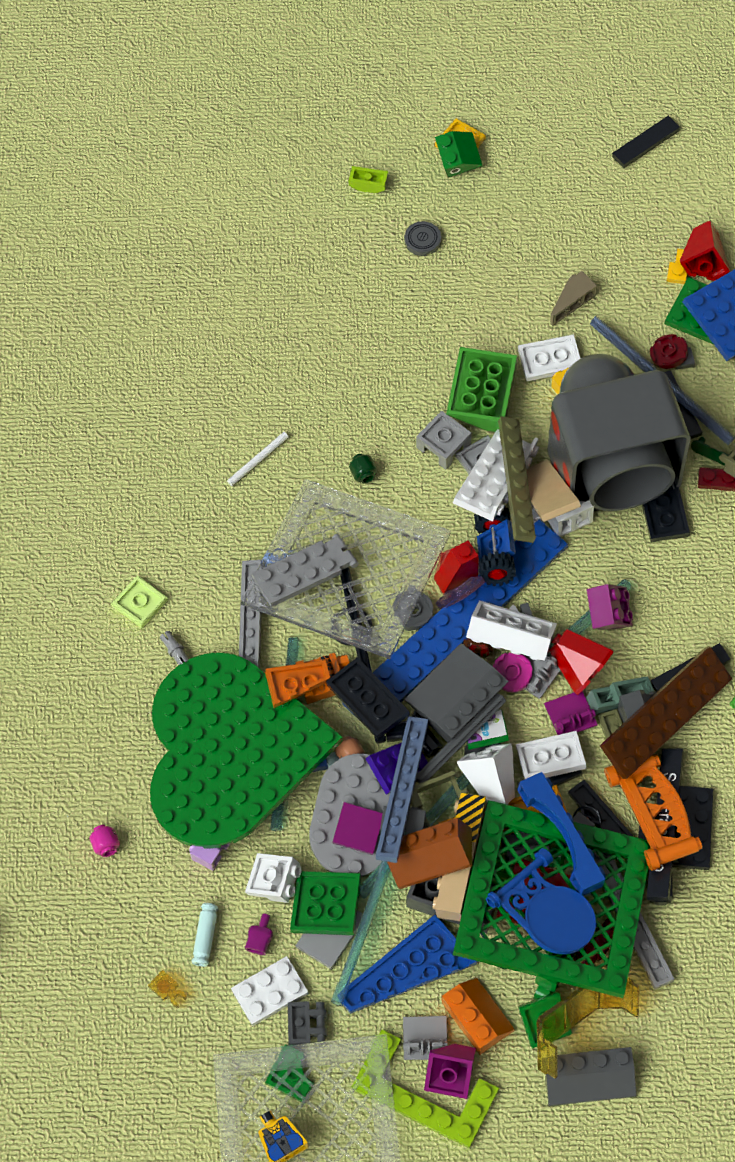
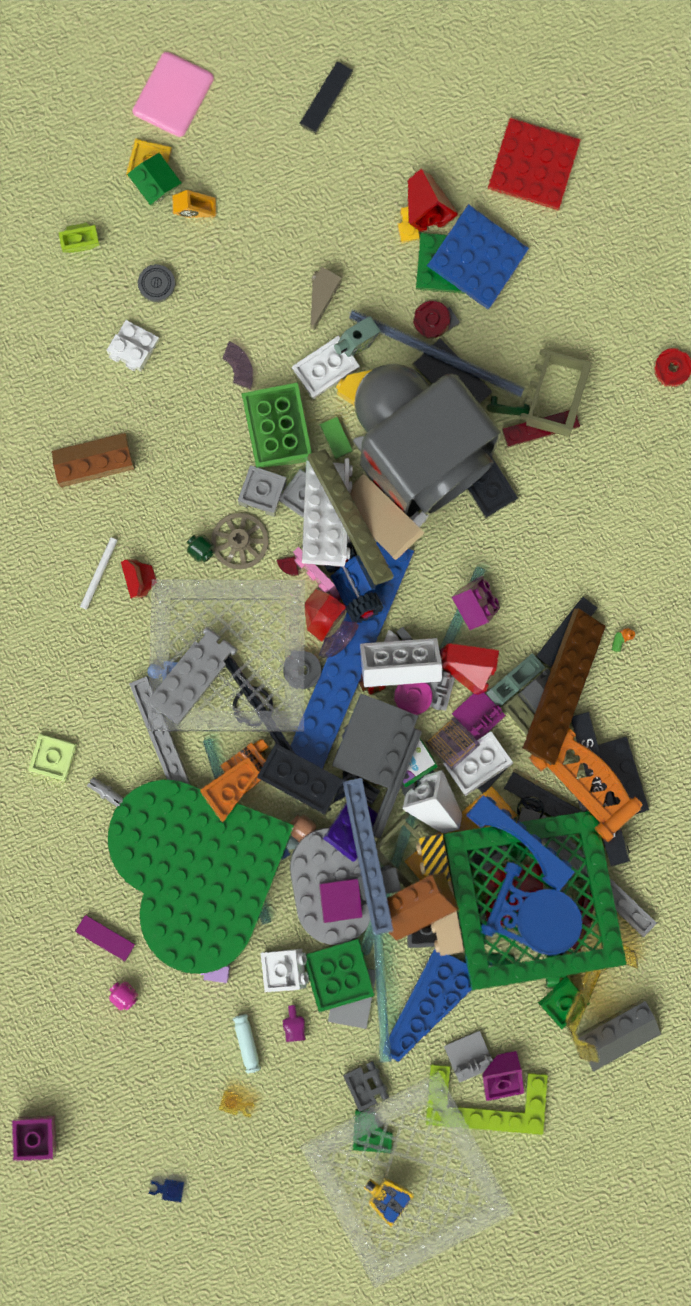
camera: 30 degrees left, 20 degrees up
(64, 1049) = (171, 1189): none -> clear blue plate
(112, 782) = (105, 938): none -> magenta tile
(269, 991) = (322, 1069): white plate -> none
(292, 473) = (137, 577): none -> red slope
(296, 362) = (92, 460): none -> dark orange slope
(377, 281) = (132, 346): none -> white plate
(403, 476) = (240, 540): none -> dark tan wheel
(440, 515) = (288, 566): none -> dark red tile
(462, 524) = (316, 574): none -> bright pink wing
(470, 329) = (240, 364): none -> tile
(477, 1015) = (506, 1019): orange slope -> none
(485, 185) = (193, 205): none -> light orange slope
(506, 96) = (173, 94): none -> bright pink piece
(533, 729) = (453, 743): none -> tile
(534, 421) = (336, 438): none -> bright green tile
(590, 338) = (357, 337): none -> sand green torso

